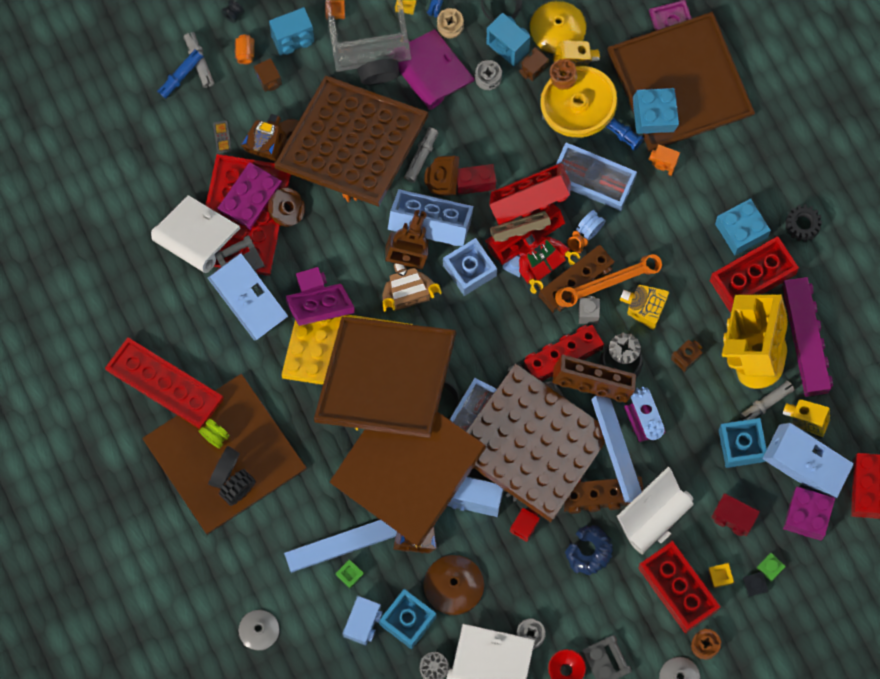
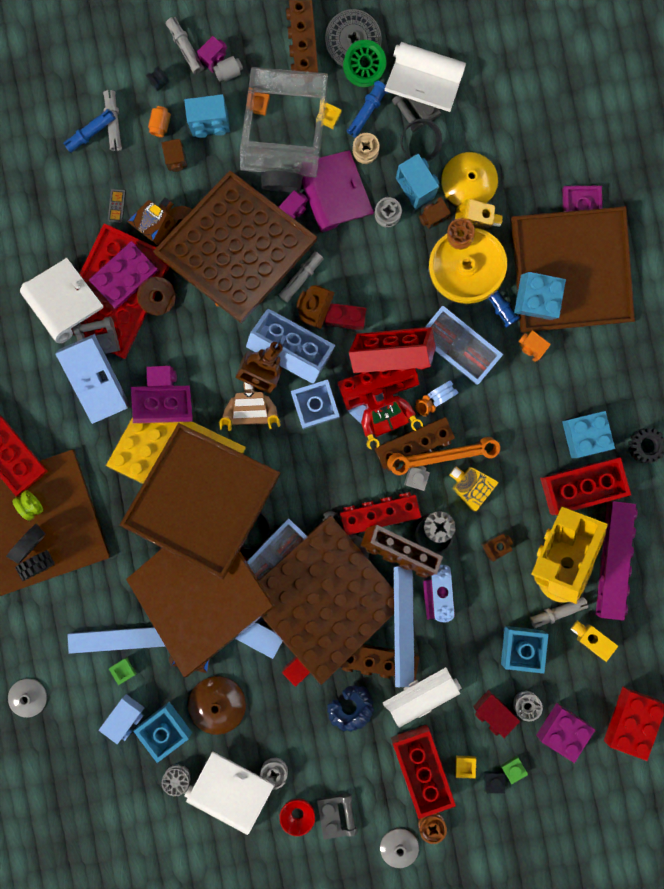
camera: 15 degrees right, 15 degrees up
(397, 89) = (294, 204): none -> magenta brick
(520, 226) = (373, 382): dark tan plate -> none
(767, 492) = (533, 712): none -> light grey wheel
(807, 460) = (580, 687): light blue brick -> none

